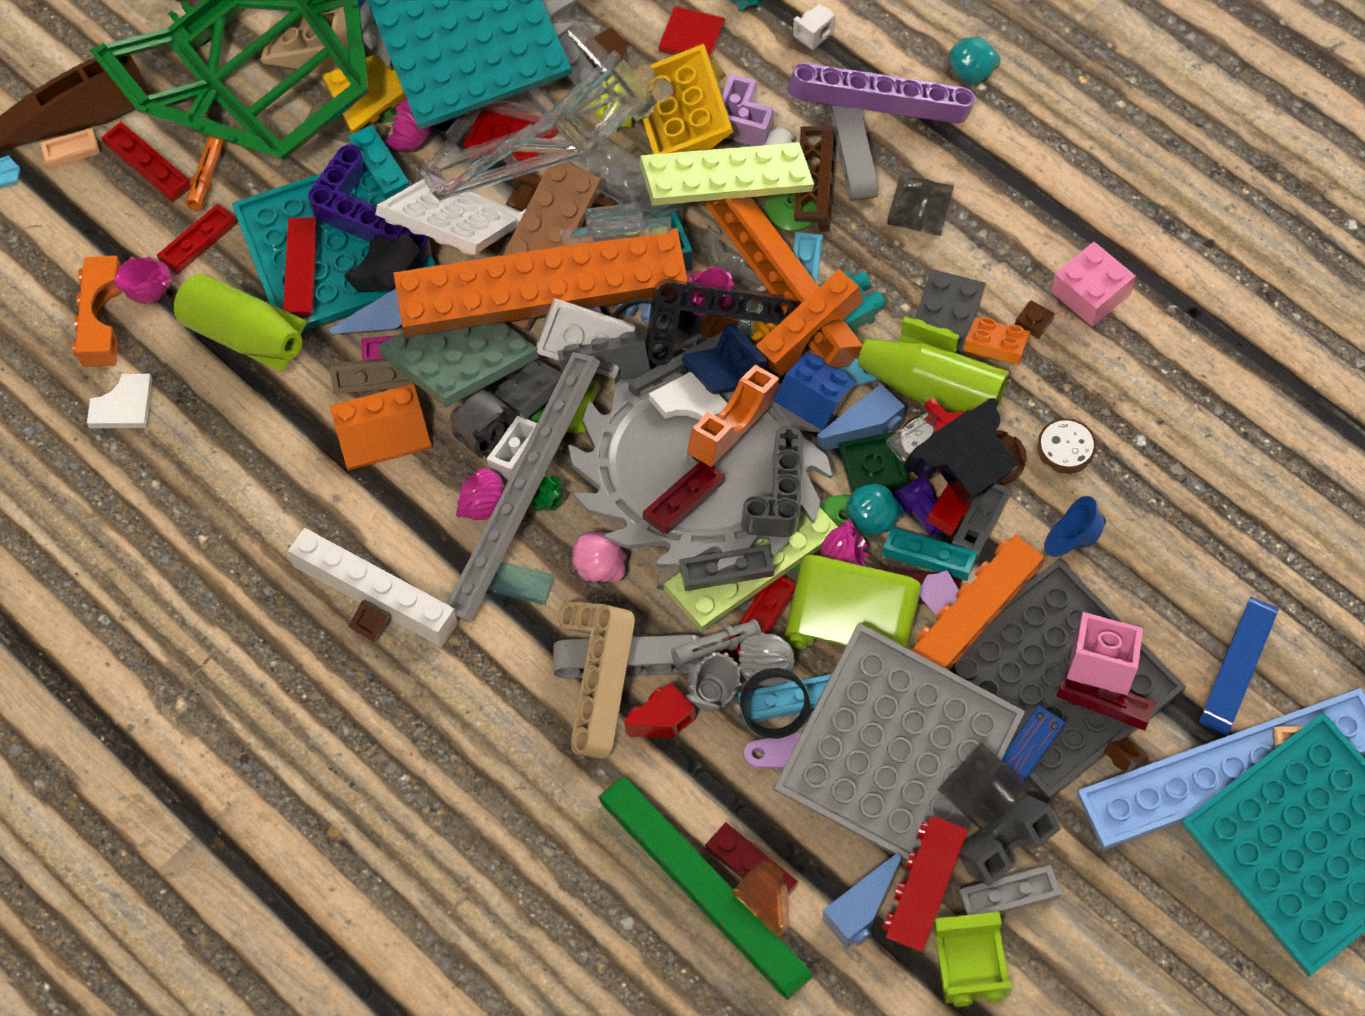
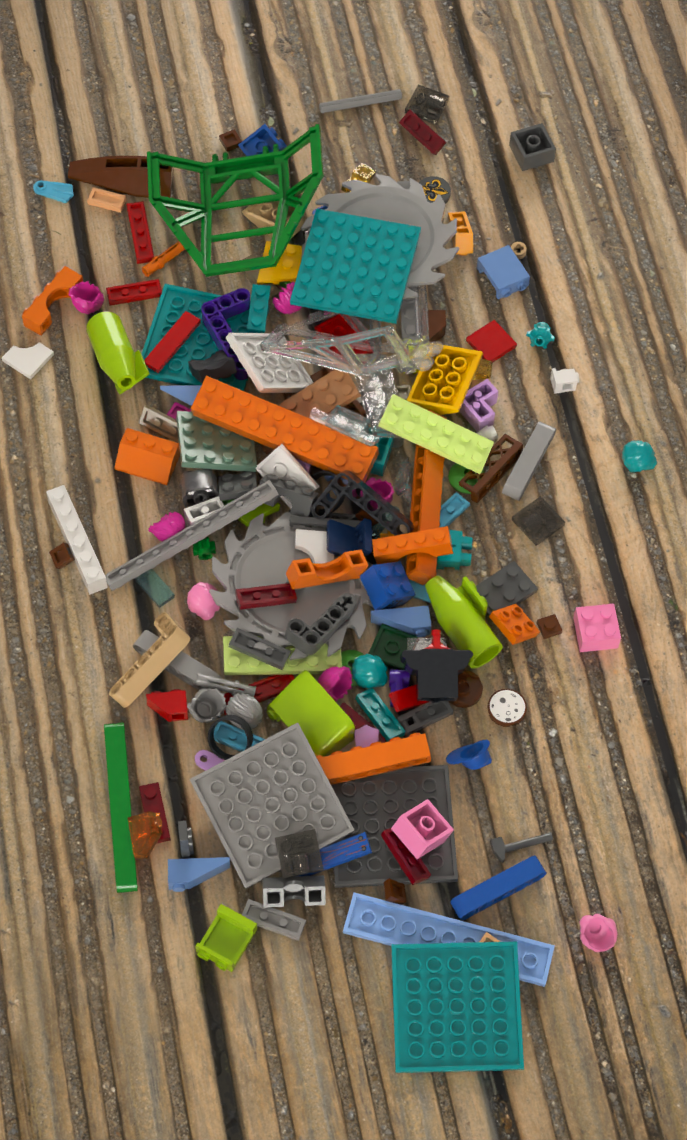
camera: 30 degrees right, 0 degrees up
(830, 870) = (186, 842): none -> dark grey plate
(880, 93) = (559, 434): medium lavender beam -> none
(926, 883) = (230, 883): red brick -> none
(1198, 617) = (499, 848): none -> dark grey piece

